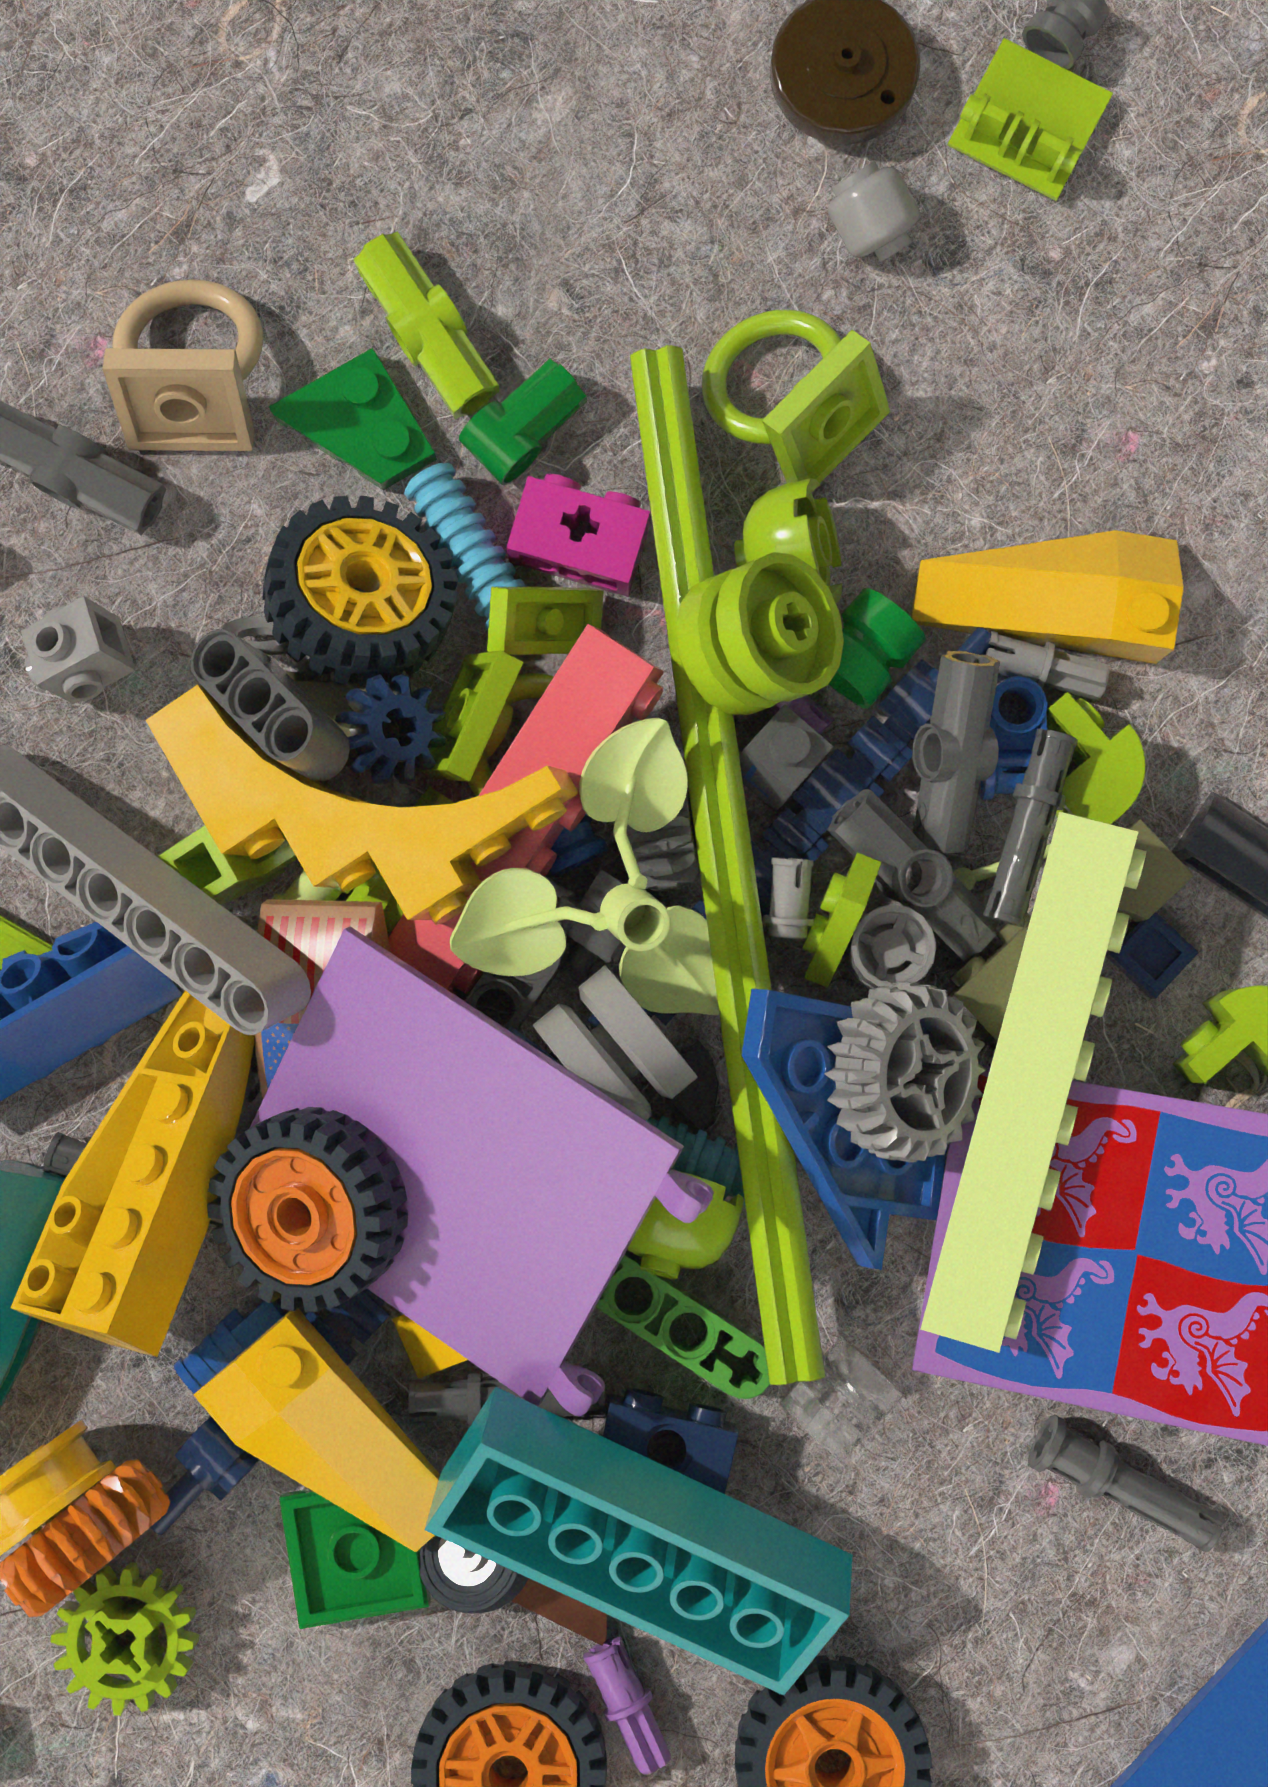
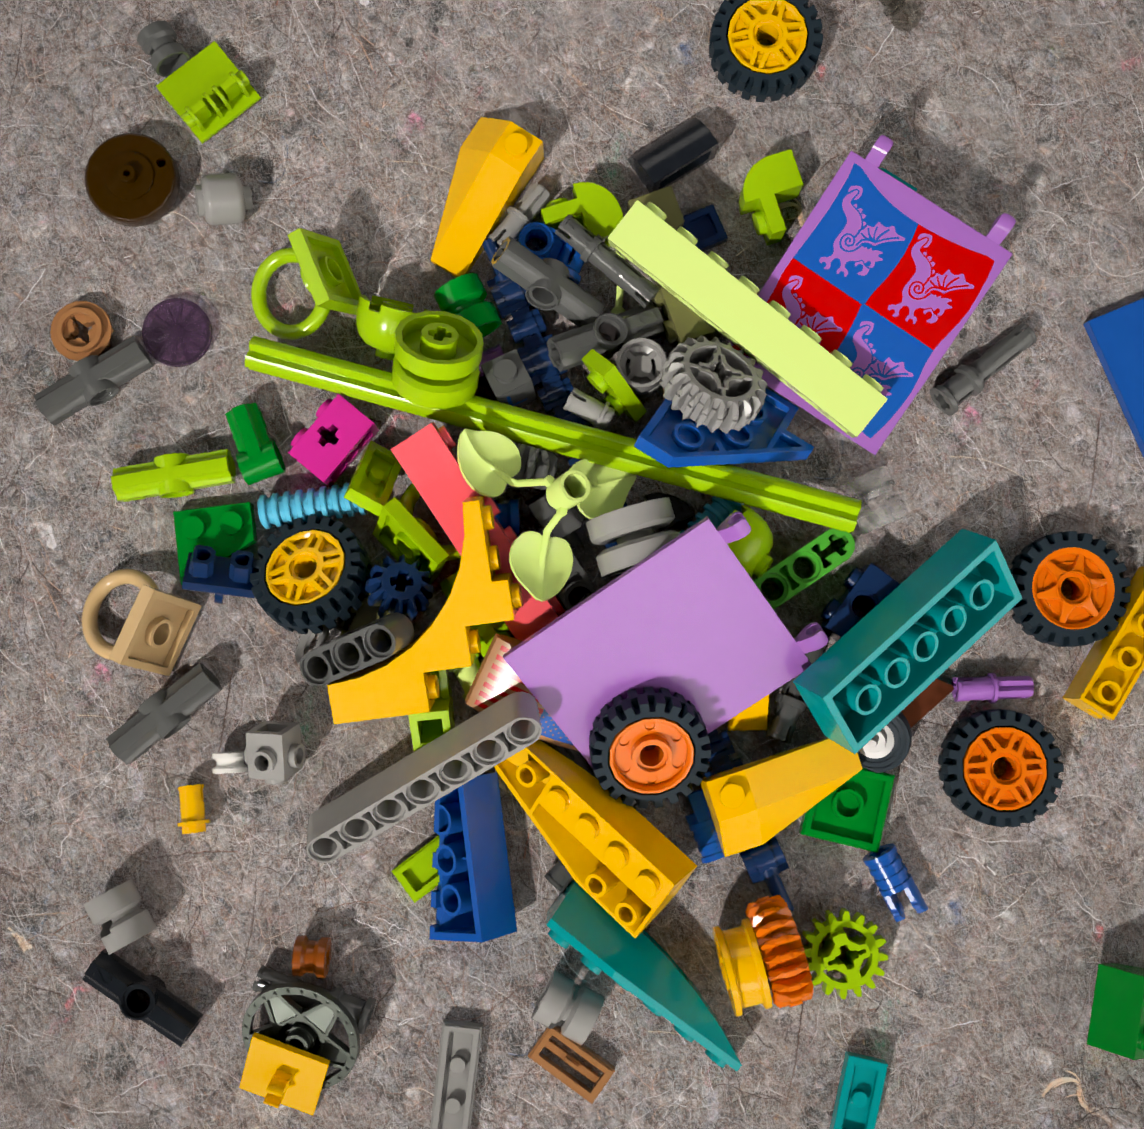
camera: 65 degrees left, 0 degrees up
(35, 592) = (229, 762): none -> white bush
(270, 1670) = (892, 877): none -> blue hinge
(304, 453) = (219, 574): none -> dark blue hips
(517, 145) = (93, 380): none -> dark grey piece
(579, 70) = (65, 329): none -> medium nougat gear
(644, 234) = (177, 332): none -> clear purple wheel

